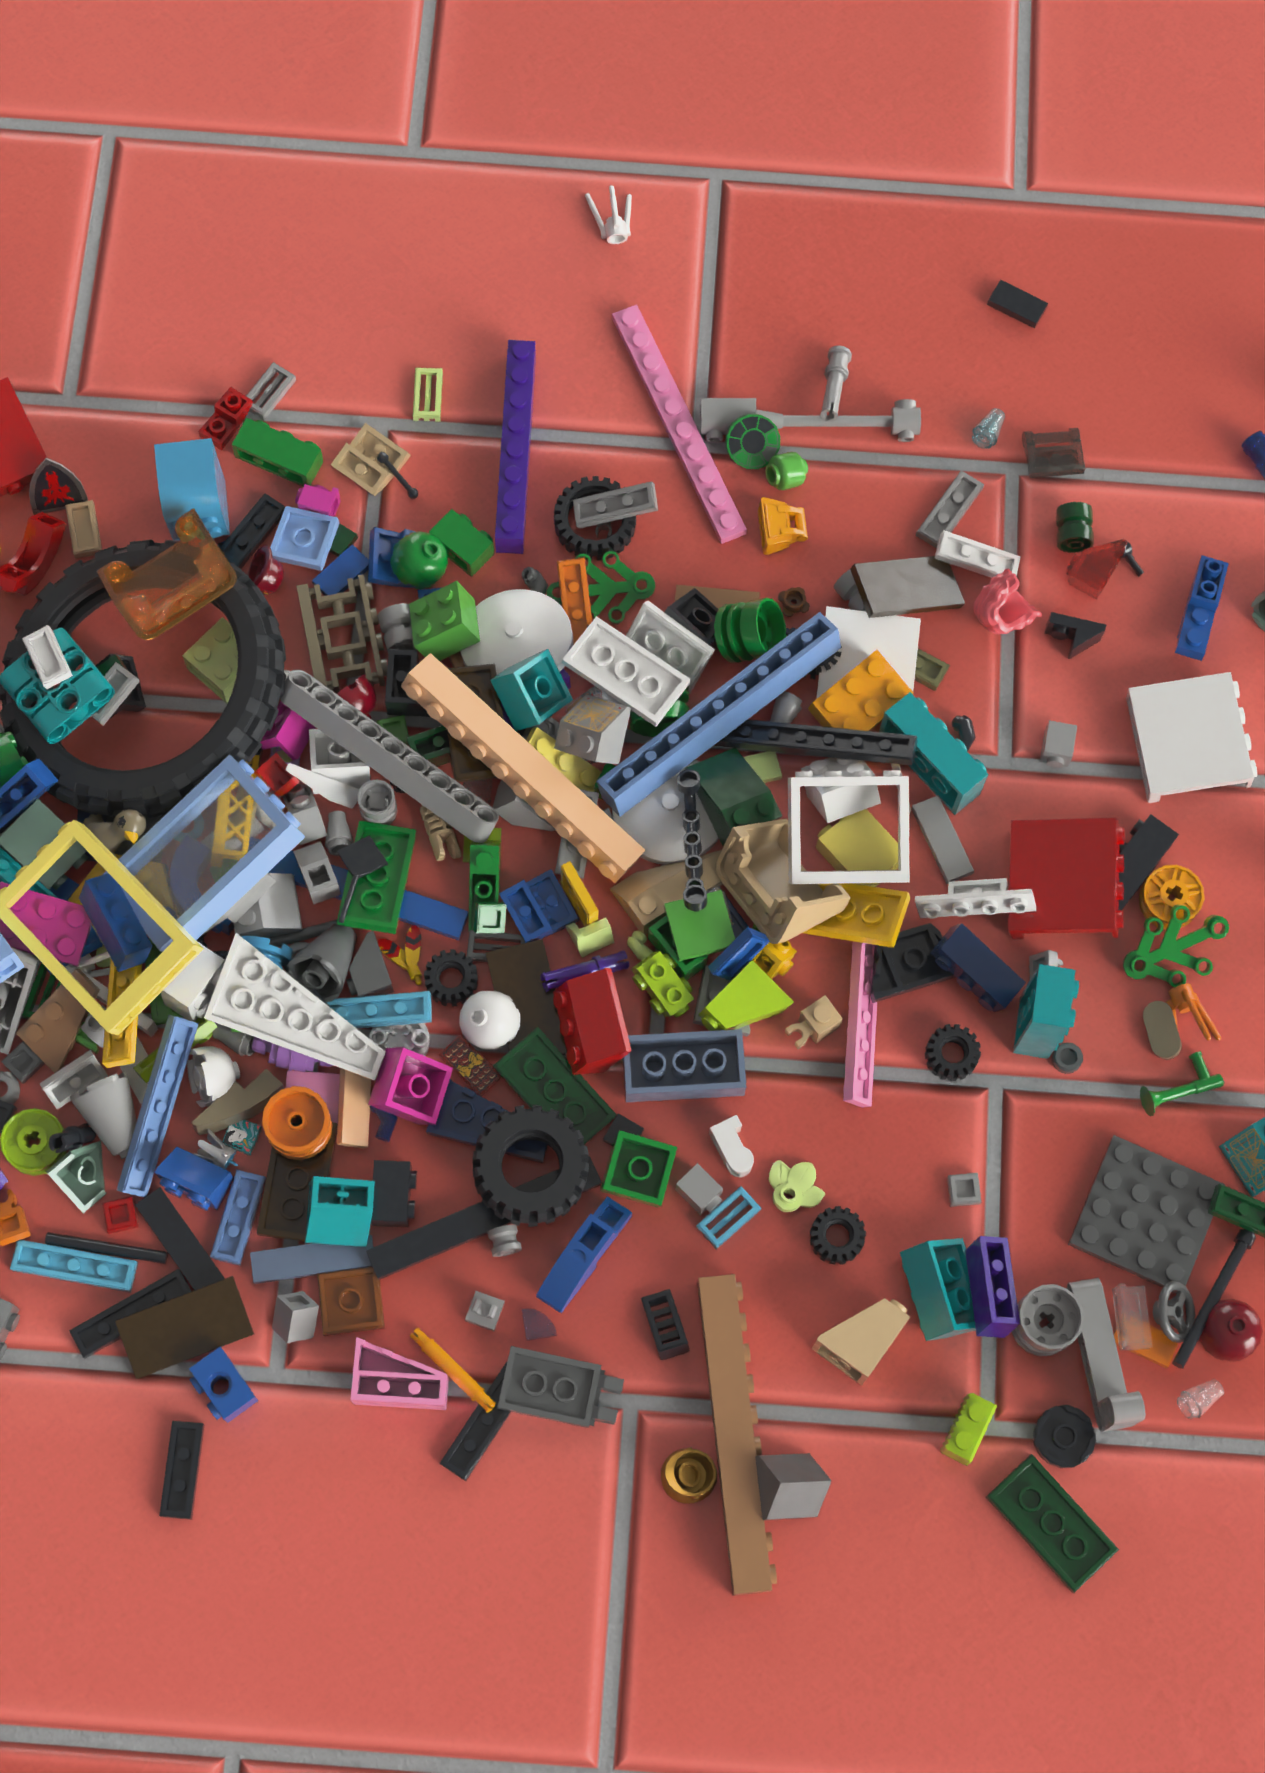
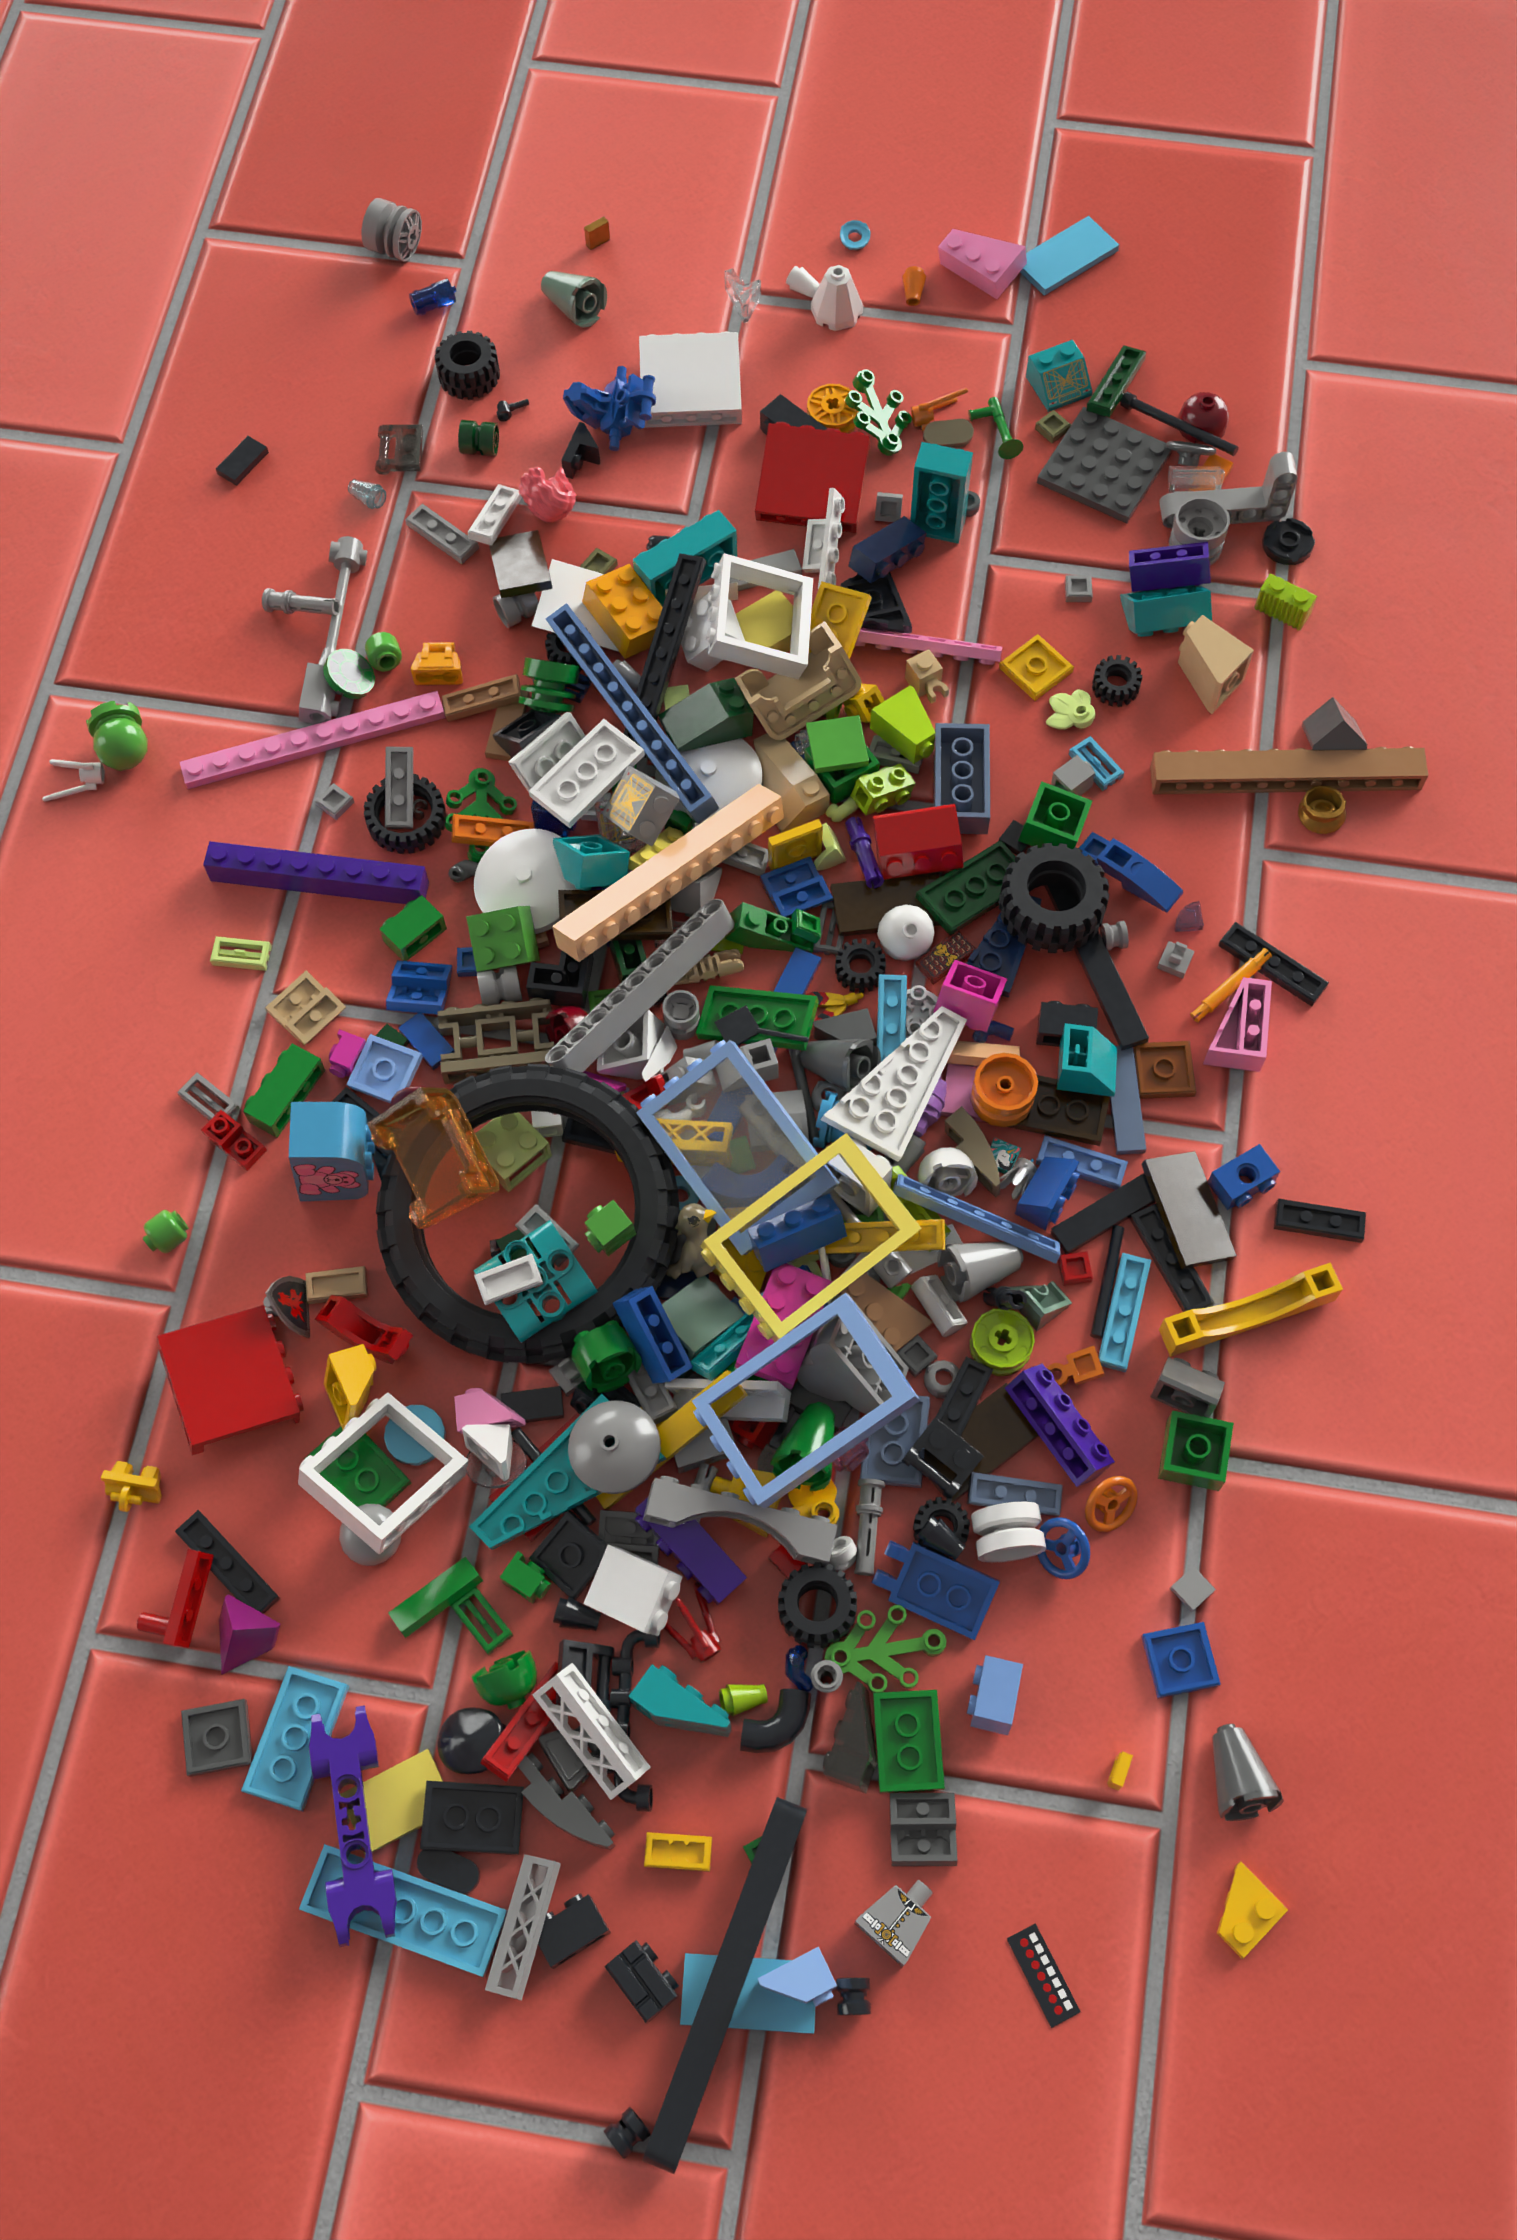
camera: 80 degrees left, 5 degrees down
(71, 1390) = (1211, 1324): none -> yellow arch
(100, 739) = (608, 1228): none -> bright green brick
(127, 374) = (165, 1231): none -> bright green head
(295, 1317) = (1180, 1114): light grey panel -> none
(383, 458) = (347, 973): black hinge -> none
(419, 559) = (428, 961): green cylinder -> none
(556, 1388) = (1249, 903): dark grey tile -> none
(607, 453) = (334, 801): none -> light grey tile
(647, 242) = (118, 735): none -> bright green tile
(672, 1348) = (1198, 806): black slope -> none
(695, 894) = (823, 723): black bar -> none
(735, 1156) = (1035, 752): white leg -> none
(738, 954) = (867, 716): blue tile -> none
(740, 569) = (482, 697): none -> medium nougat tile
(796, 594) = (511, 656): reddish brown plate -> none
(849, 1146) = (1036, 667): none -> yellow tile
(945, 1068) = (958, 593): black tyre -> none
(1052, 1523) = (1358, 557): dark green tile -> none
(1058, 744) = (684, 474): light grey brick -> none
(1095, 566) = (526, 419): clear red slope -> none
(1133, 663) = (616, 407): none -> blue piece
(1178, 484) = (481, 363): none -> black tyre
(1194, 1151) = (1052, 426): none -> olive tile
(1198, 1399) = (1260, 445): clear cone -> none
(1201, 608) = (566, 360): blue slope -> none

